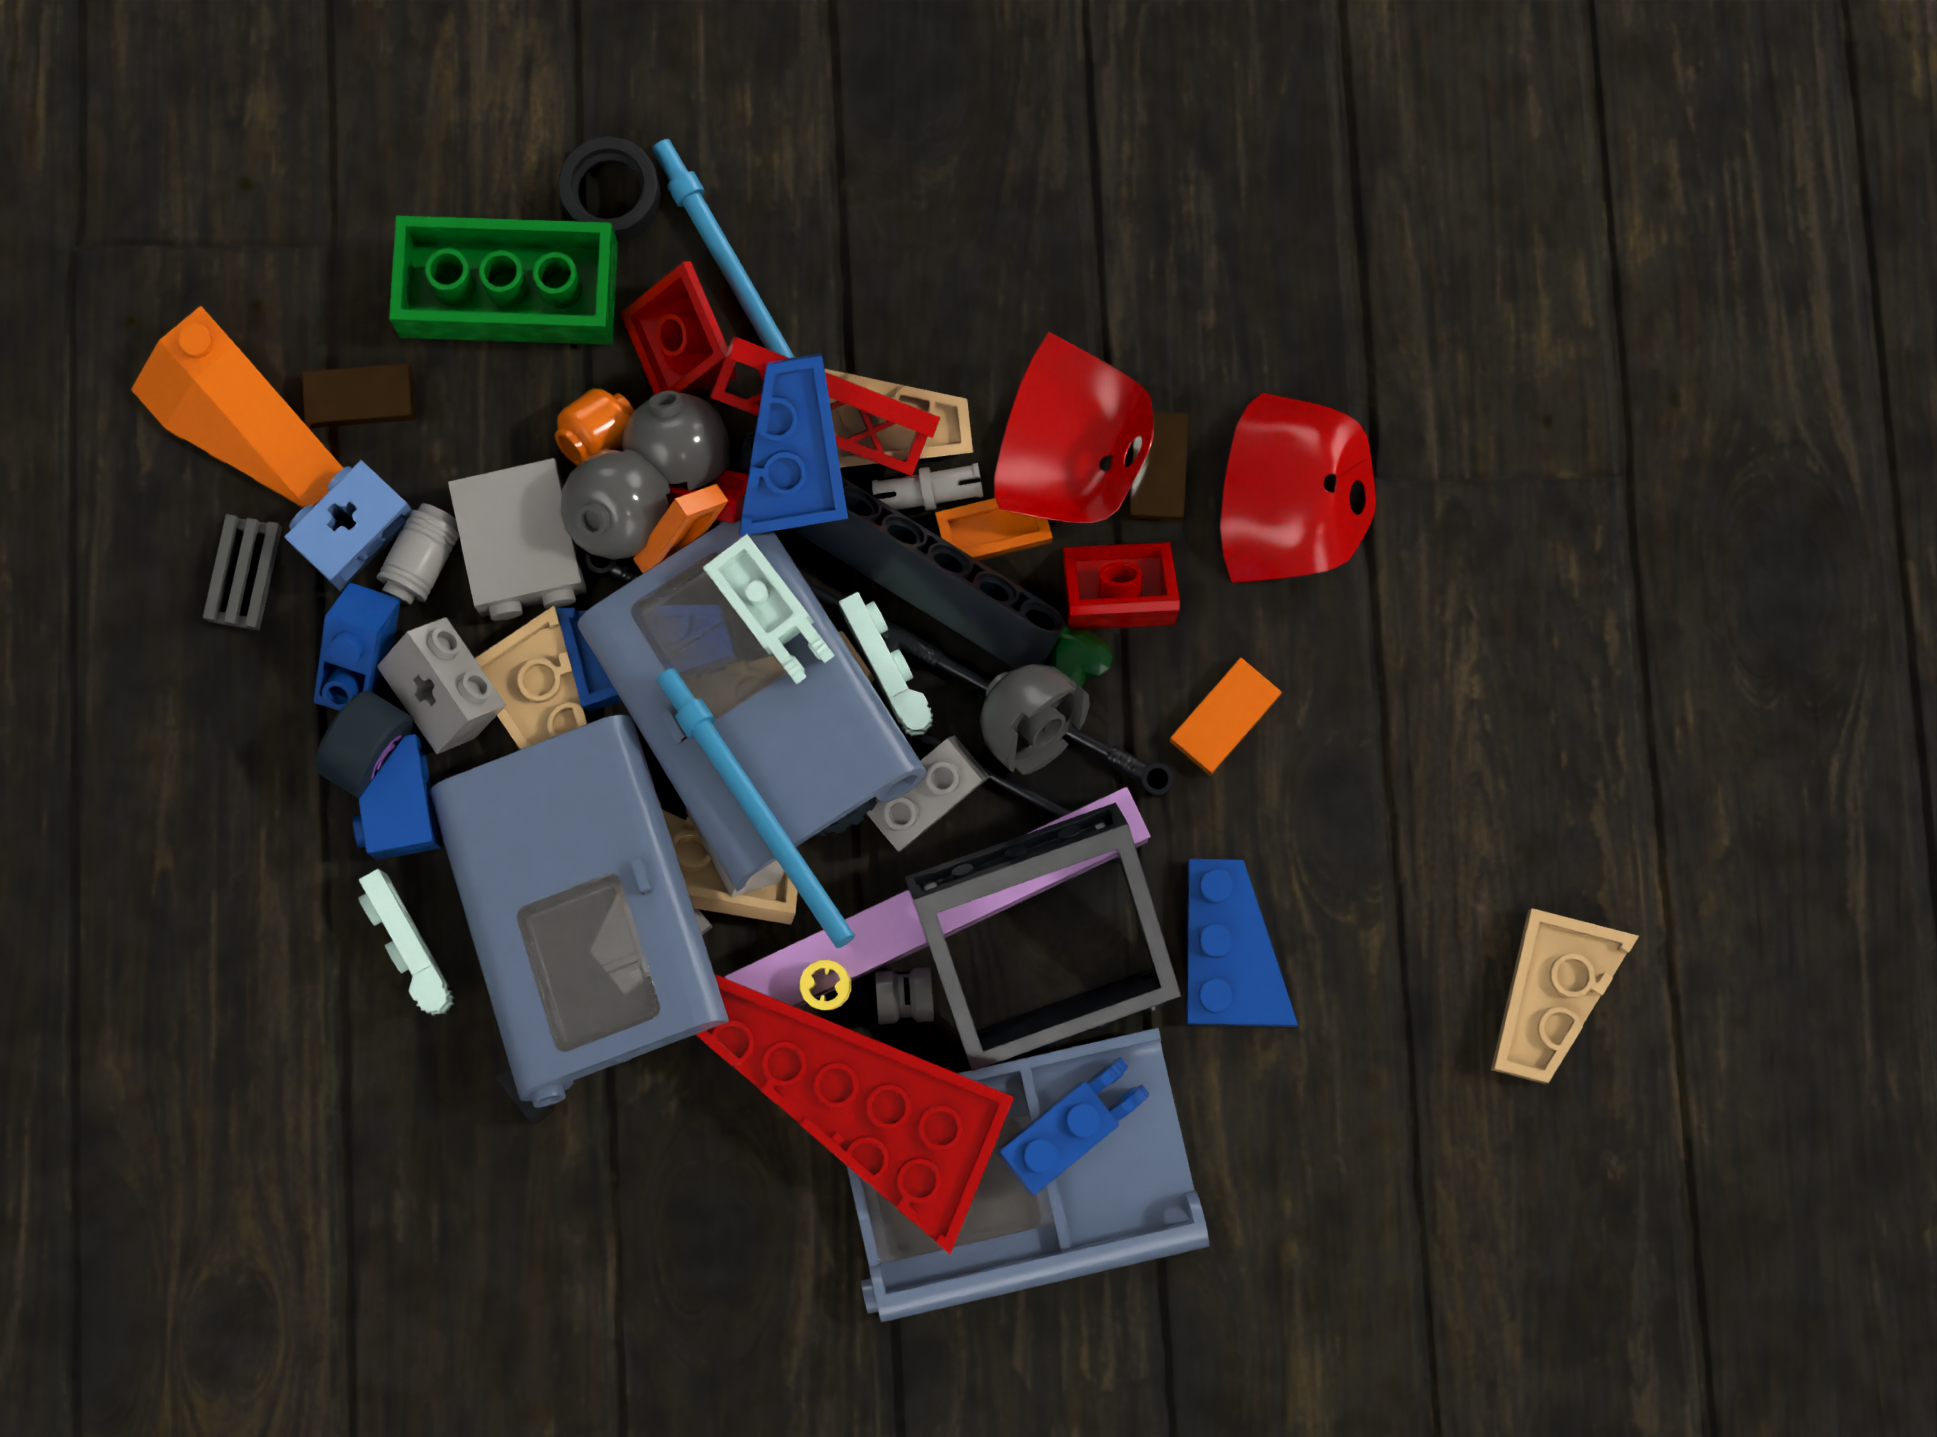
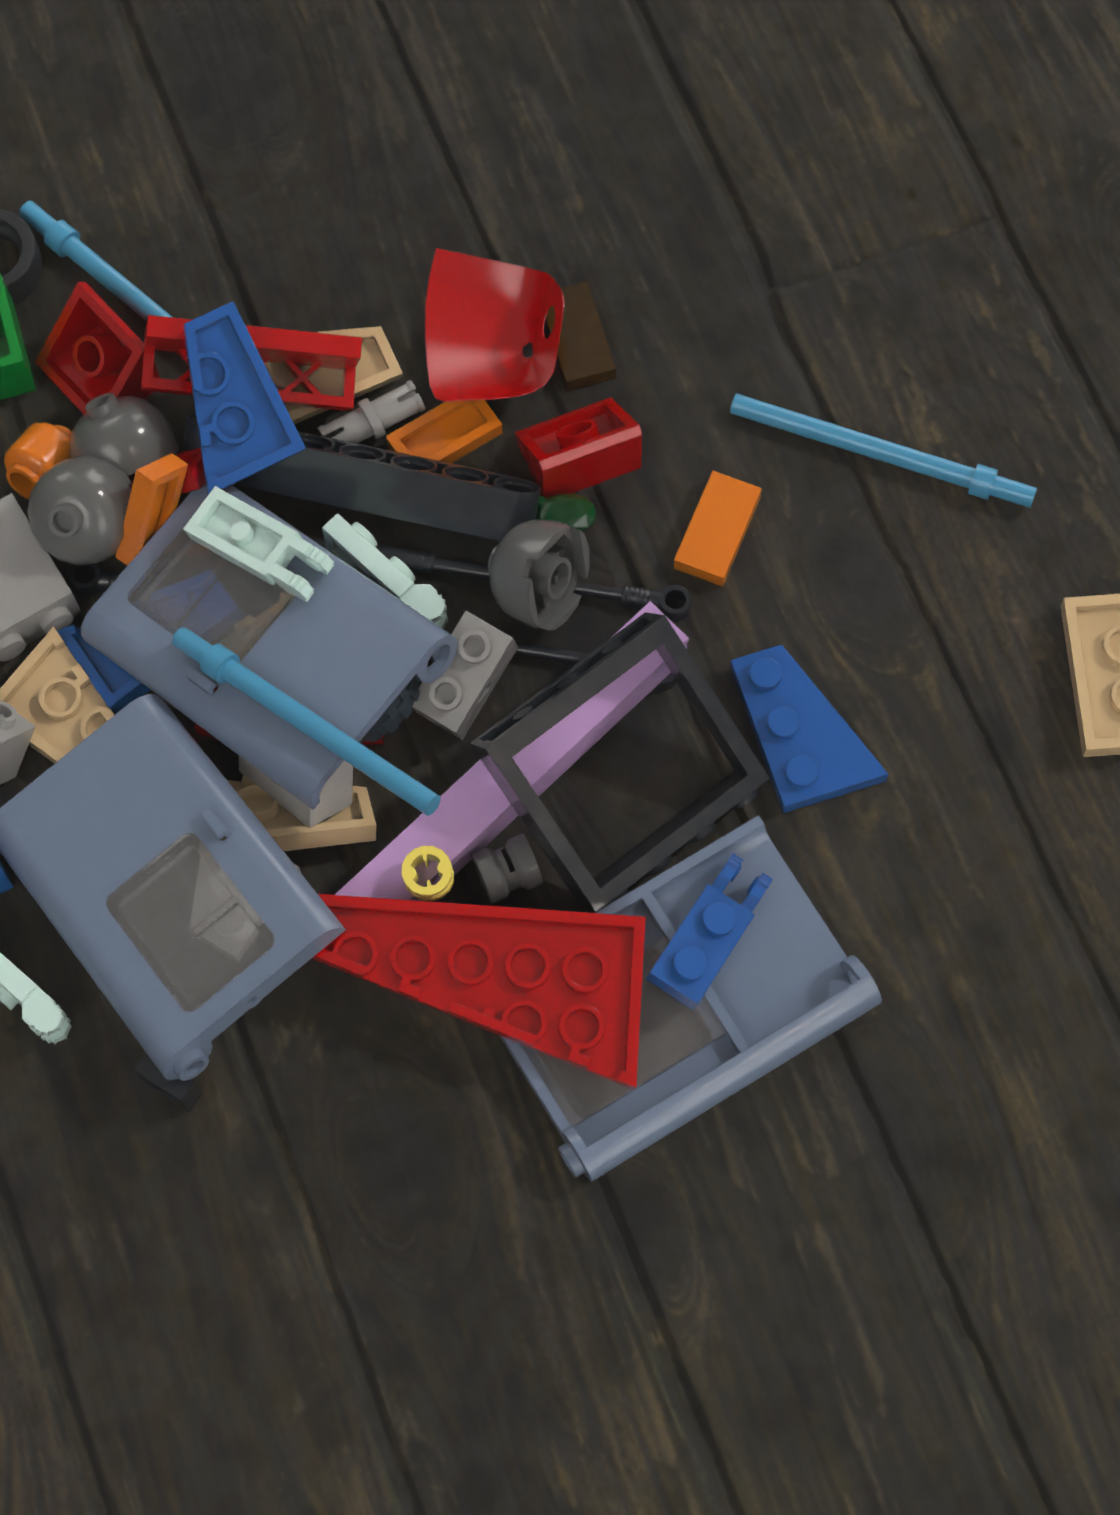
camera: 15 degrees left, 10 degrees down
(1274, 495) = (696, 324): red piece -> none
(1498, 756) = (980, 480): none -> dark azure bar

